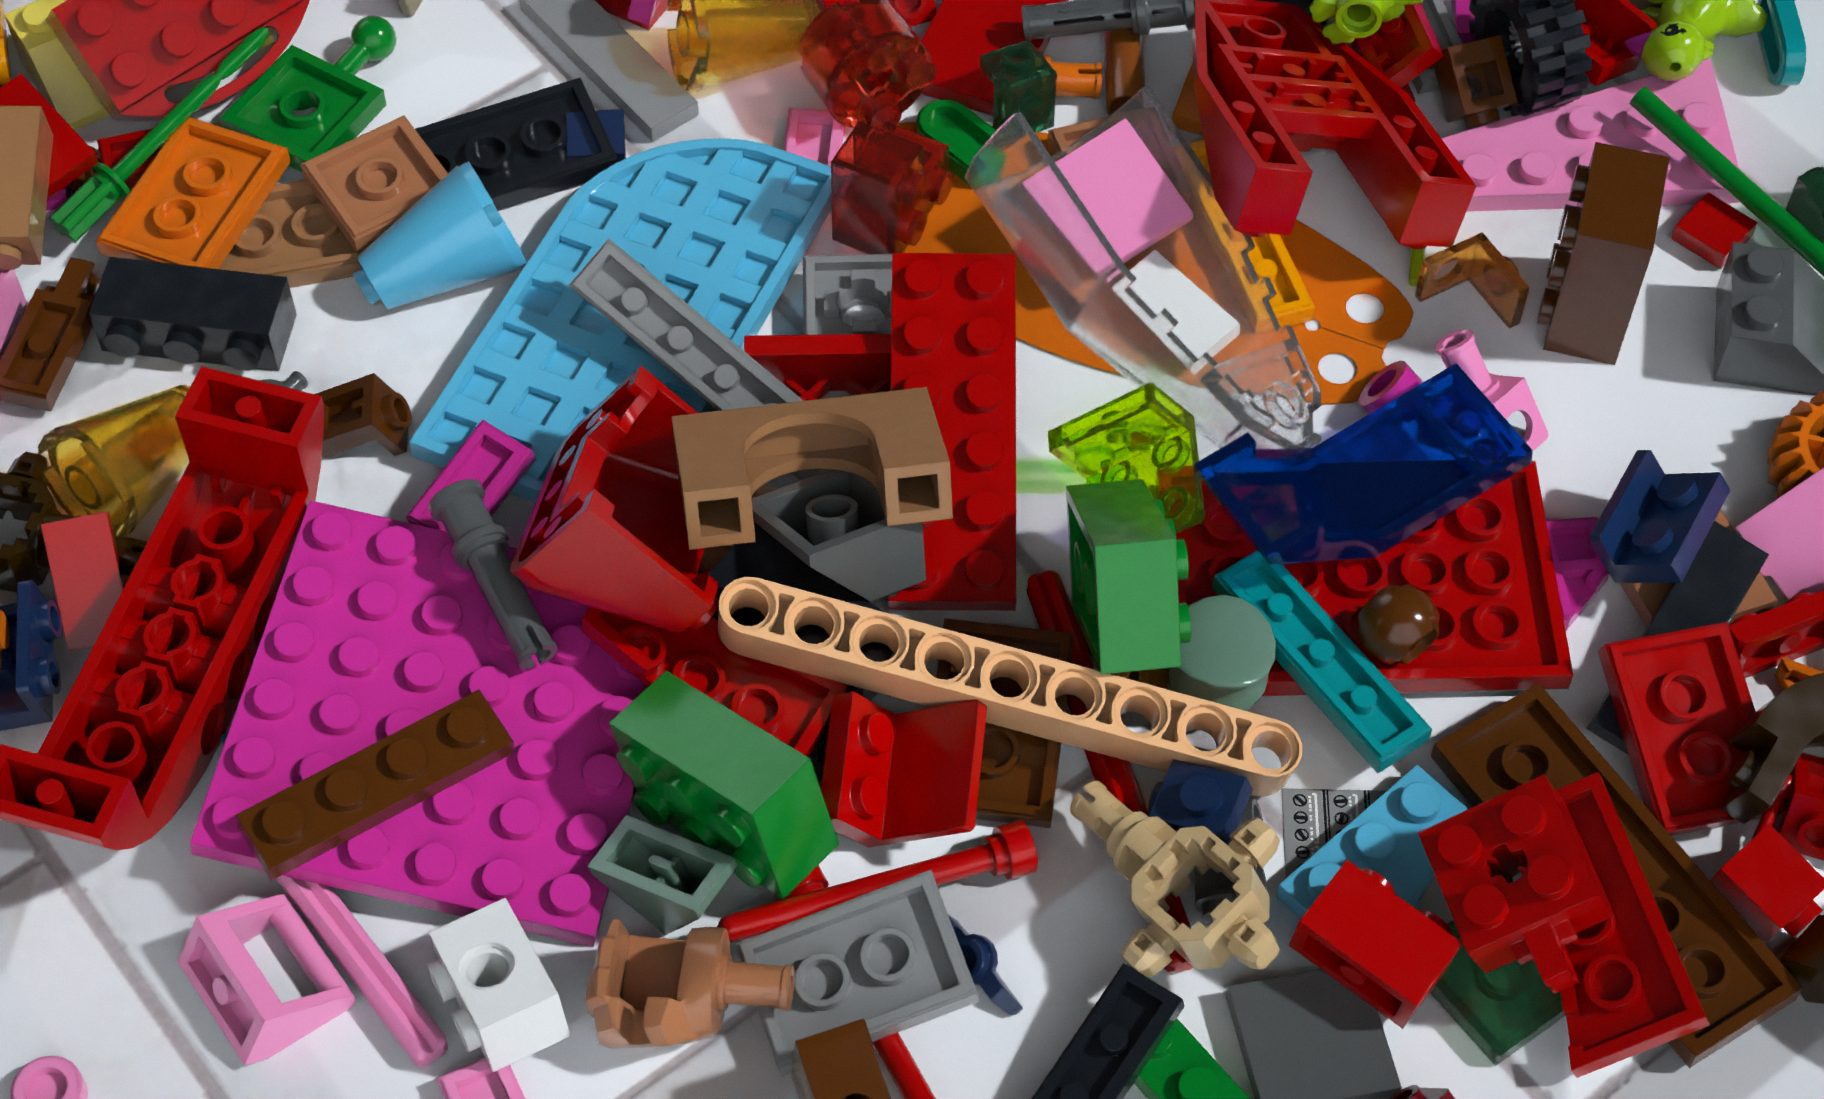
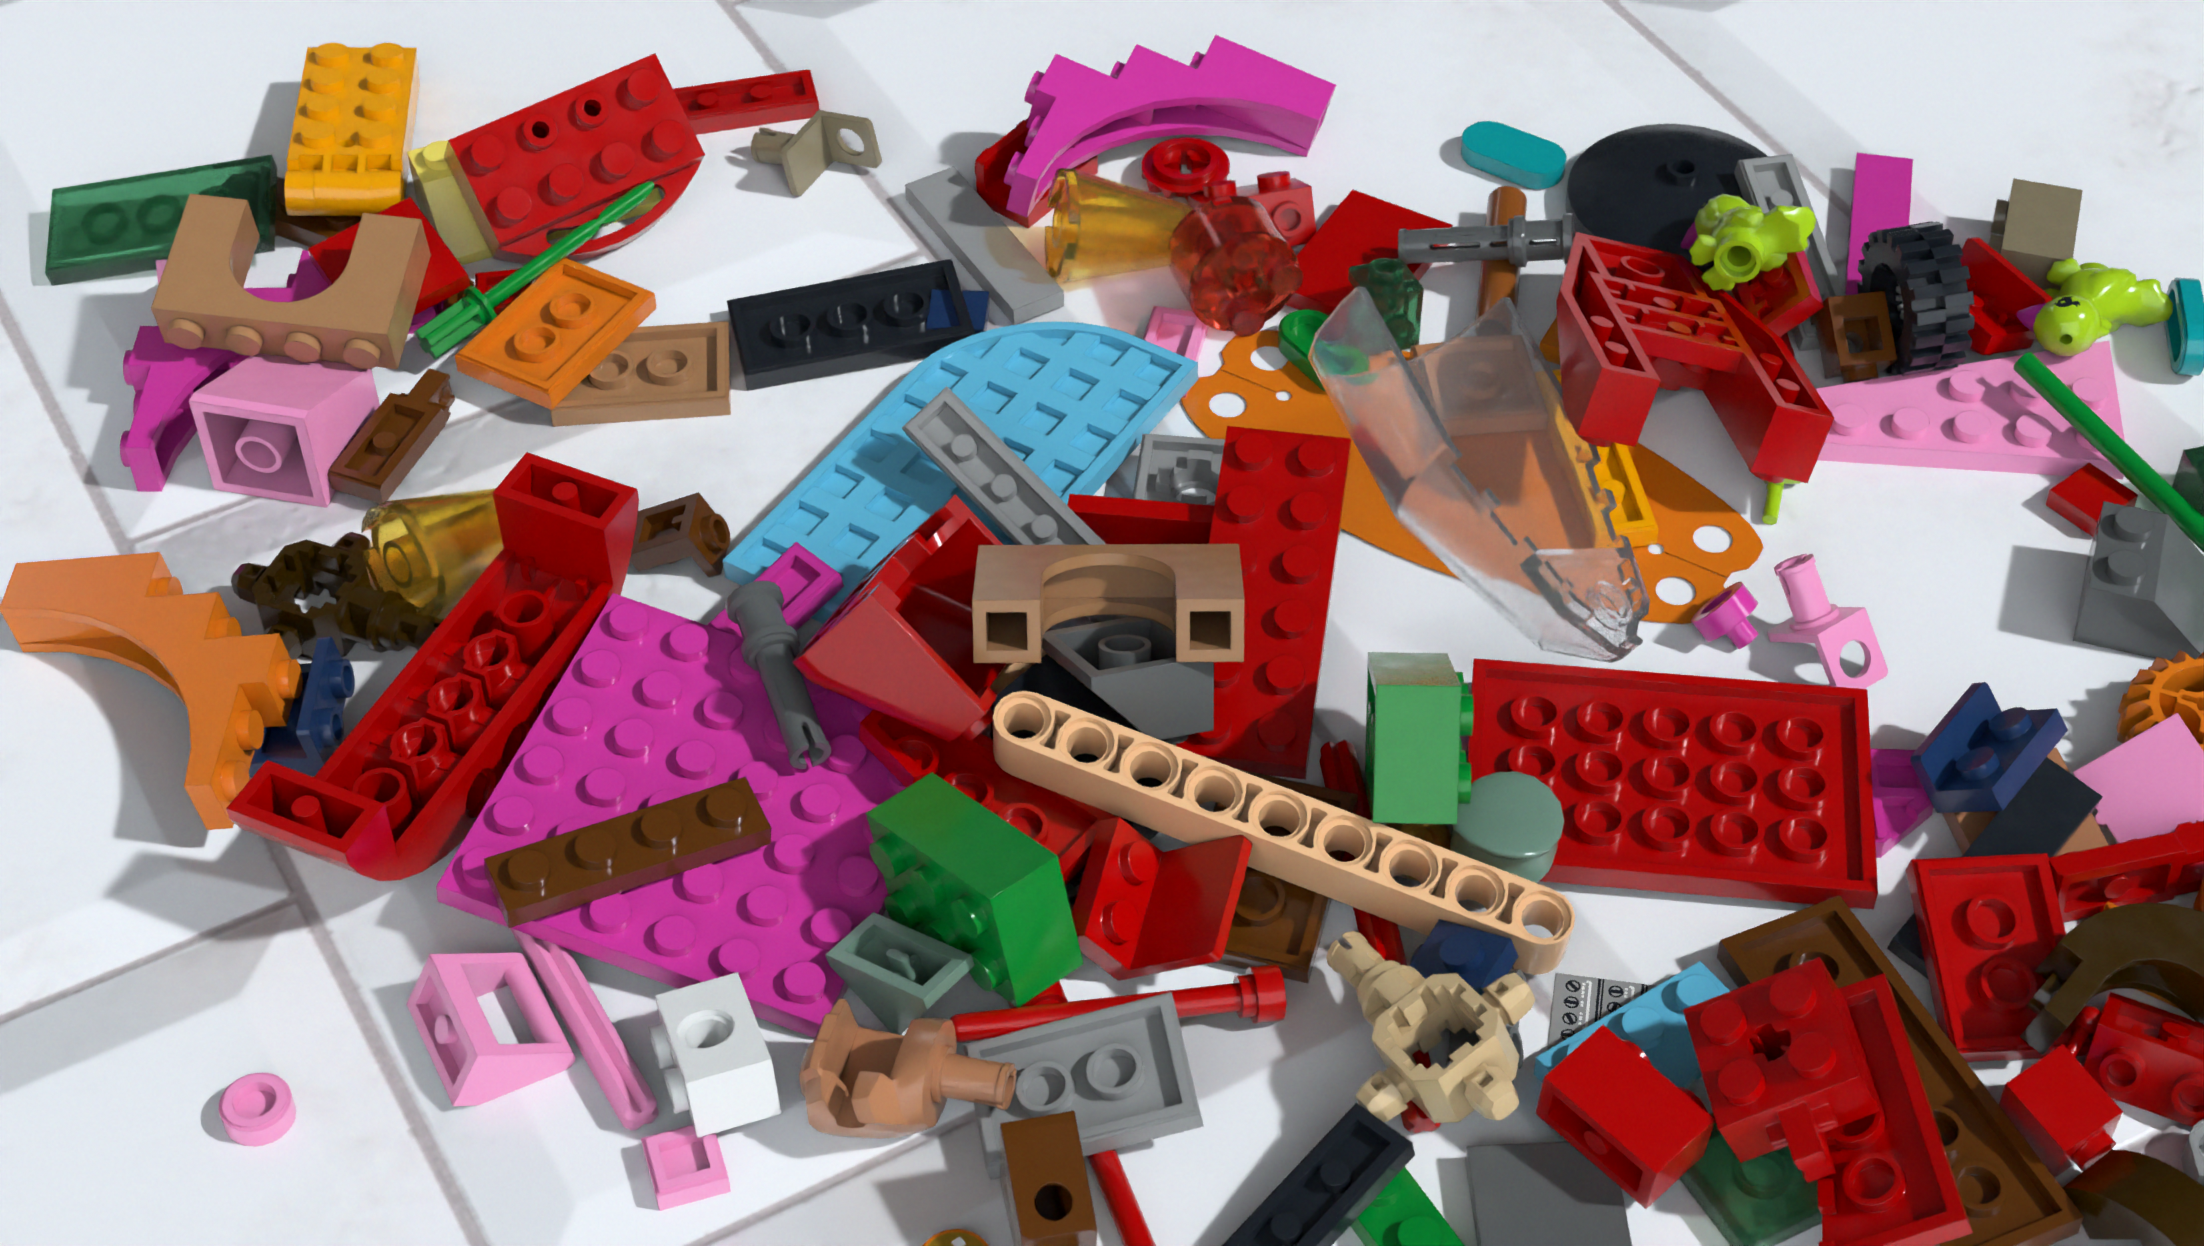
camera: 10 degrees right, 10 degrees down
(83, 574) = (383, 637): red tile -> none
(193, 314) = (499, 418): black brick -> none
(305, 81) = (702, 256): green plate -> none
(373, 179) = (739, 333): nougat tile -> none
(439, 244) = (785, 389): medium azure cone -> none
(886, 187) = (1235, 374): clear red brick -> none
(982, 965) = (1213, 1095): dark blue piece -> none
(1077, 79) = (1446, 304): orange pin -> none
(1125, 190) = (1474, 395): bright pink tile -> none
(1138, 438) = (1452, 615): clear neon green bracket -> none
(1201, 321) = (1522, 508): white tile -> none
(1327, 663) = (1618, 852): teal tile -> none
(1372, 478) = (1687, 686): clear blue windscreen -> none
(1398, 624) = (1695, 818): reddish brown piece -> none
(1485, 268) = (1837, 506): clear orange bracket -> none
(1602, 252) = (1960, 495): reddish brown piece -> none

